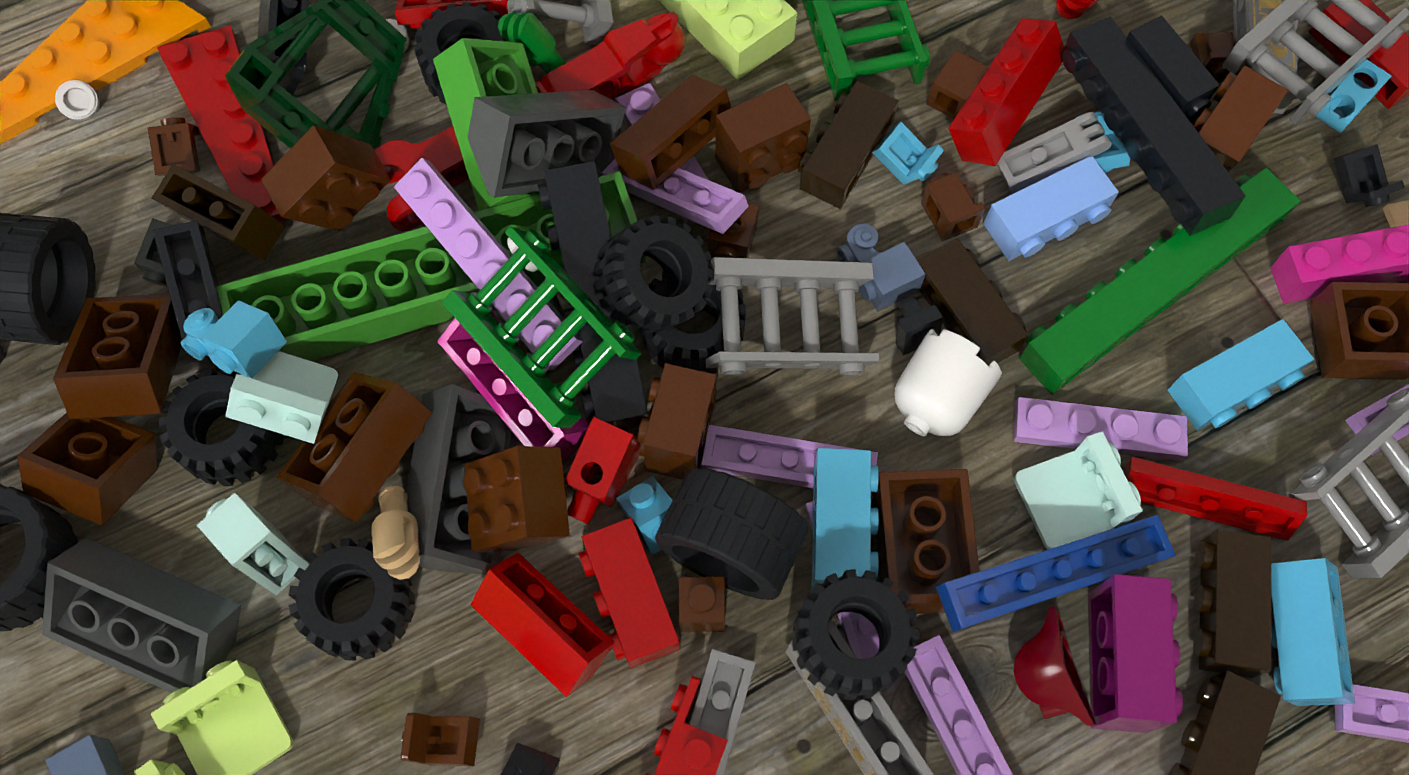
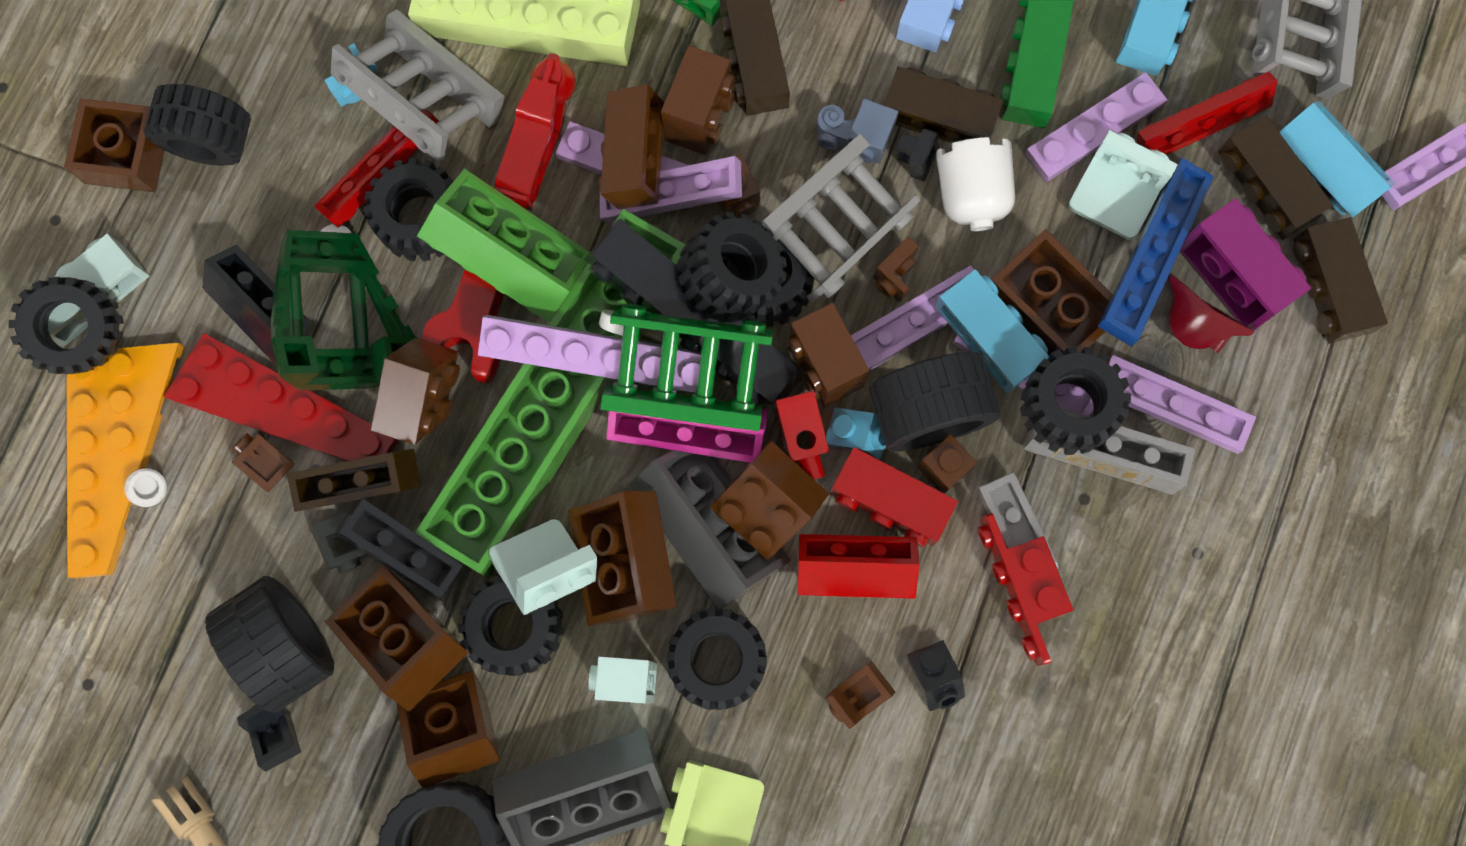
camera: 35 degrees left, 10 degrees up
(237, 341) = (481, 558): medium azure brick -> none
(395, 534) = (714, 591): tan arm -> none
(536, 39) = (459, 155): green arm -> none
(537, 132) = (553, 229): dark grey slope -> none
(812, 398) = (899, 263): none -> reddish brown bracket
(906, 155) = (805, 29): medium azure bracket -> none
(951, 206) = (867, 44): reddish brown brick -> none

